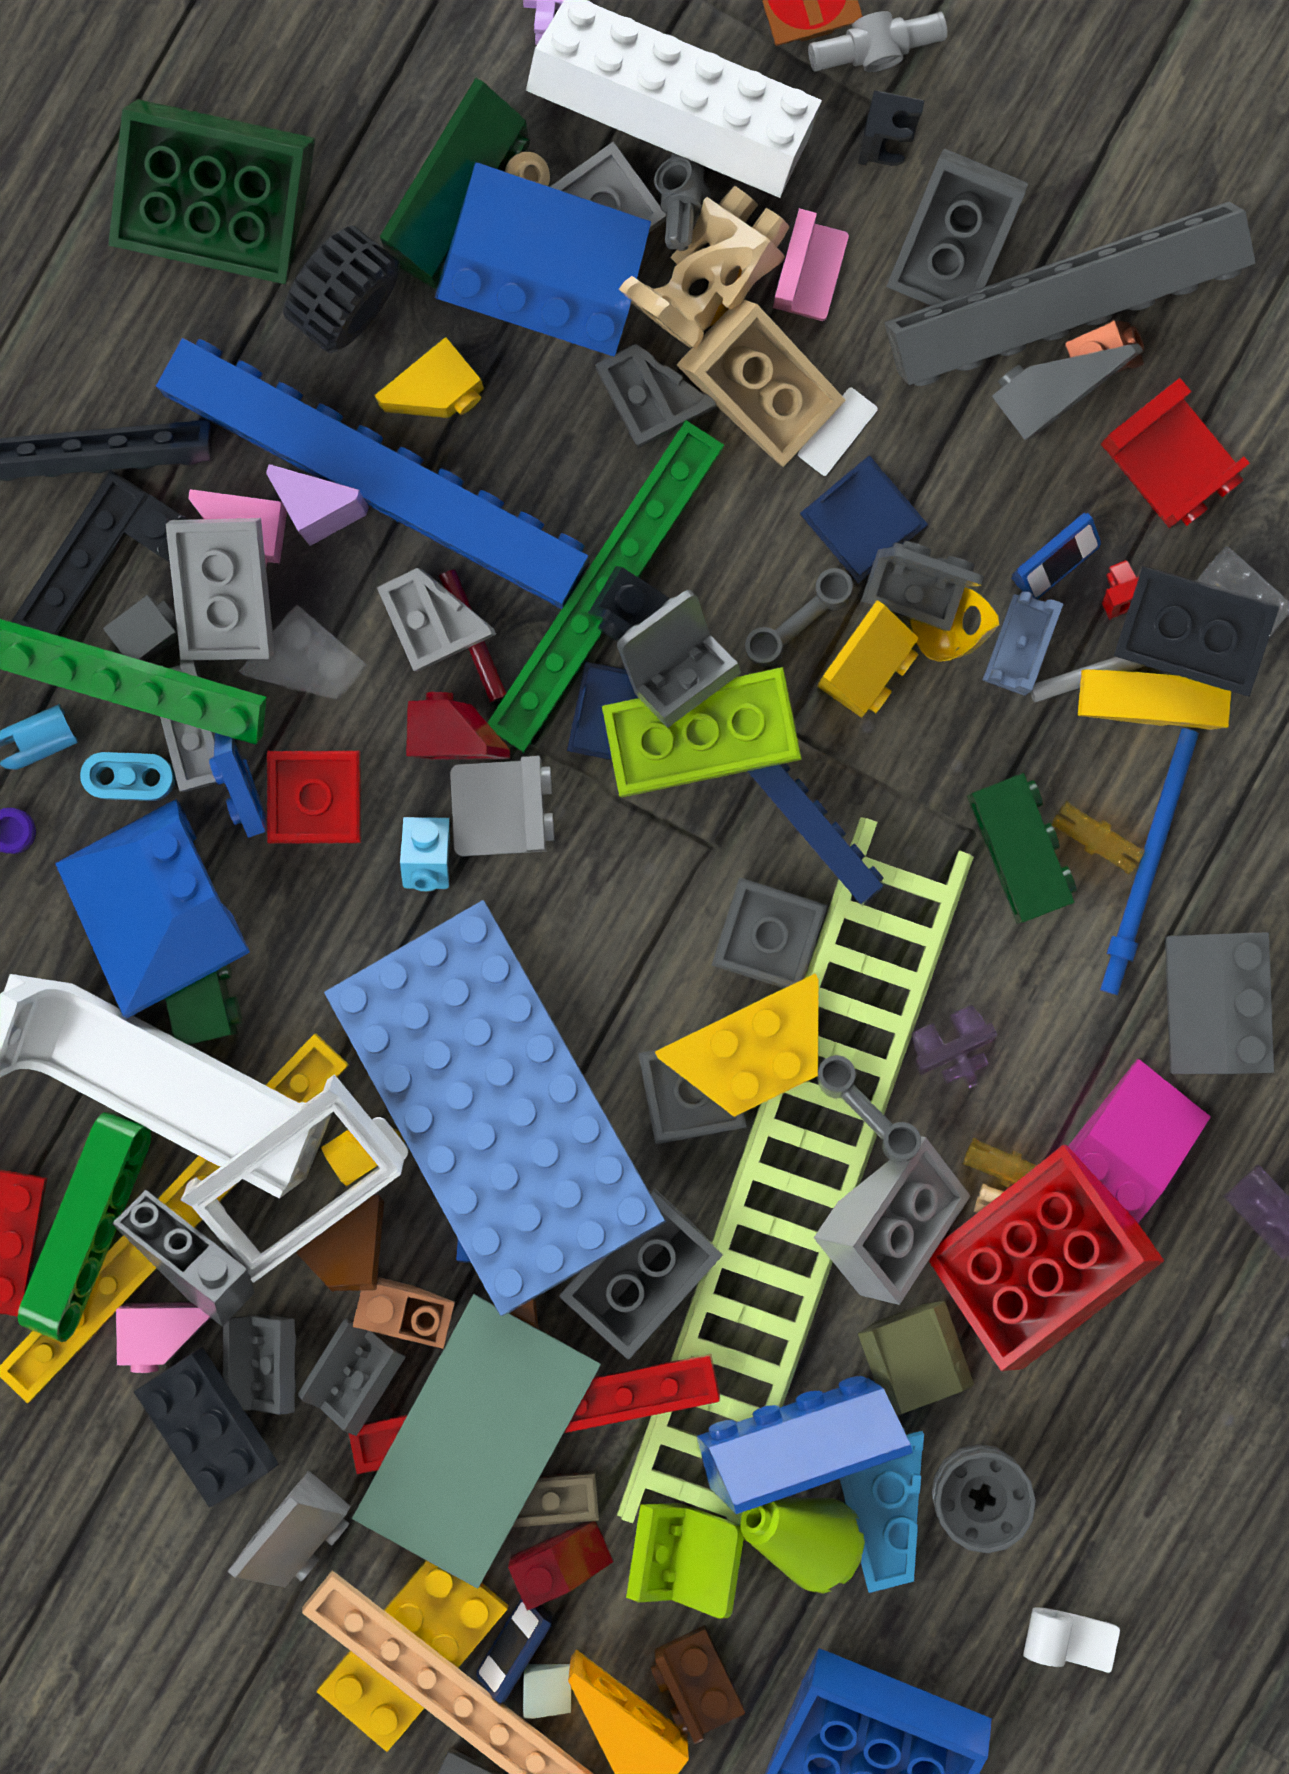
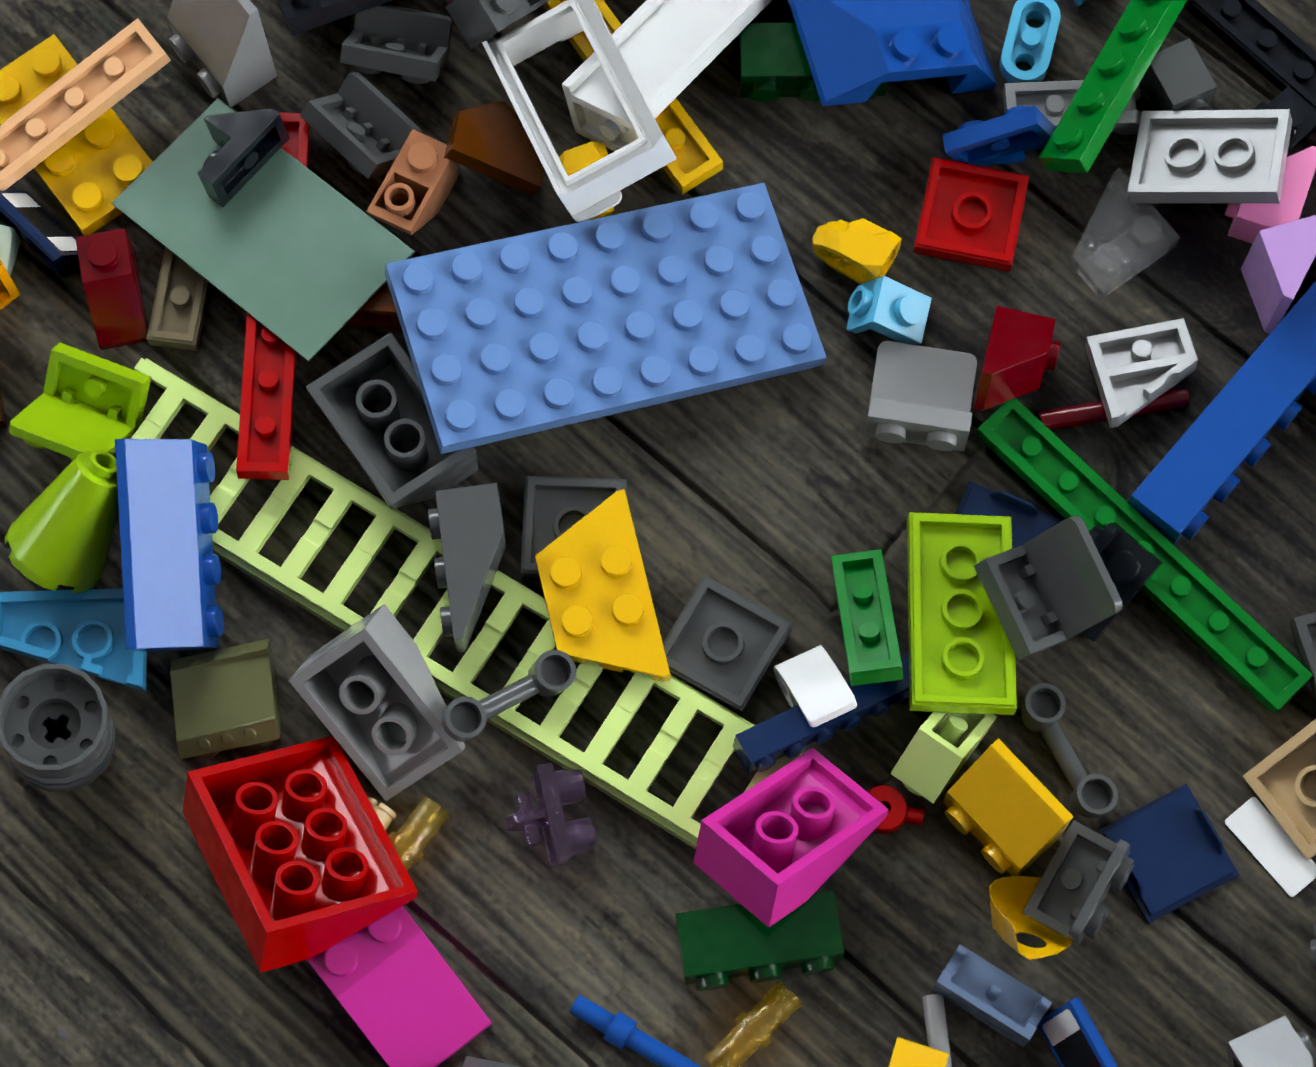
camera: 100 degrees right, 15 degrees down
(371, 894) = (856, 248): none -> yellow rock
(402, 1473) = (247, 145): none -> black slope
(724, 813) = (866, 618): none -> green plate
(739, 1174) = (472, 546): none -> dark grey slope
(796, 845) = (815, 686): none -> white panel
(829, 727) = (940, 751): none -> yellowish green slope
(882, 753) = (898, 809): none -> red piece
(937, 840) = (786, 835): none -> dark pink slope

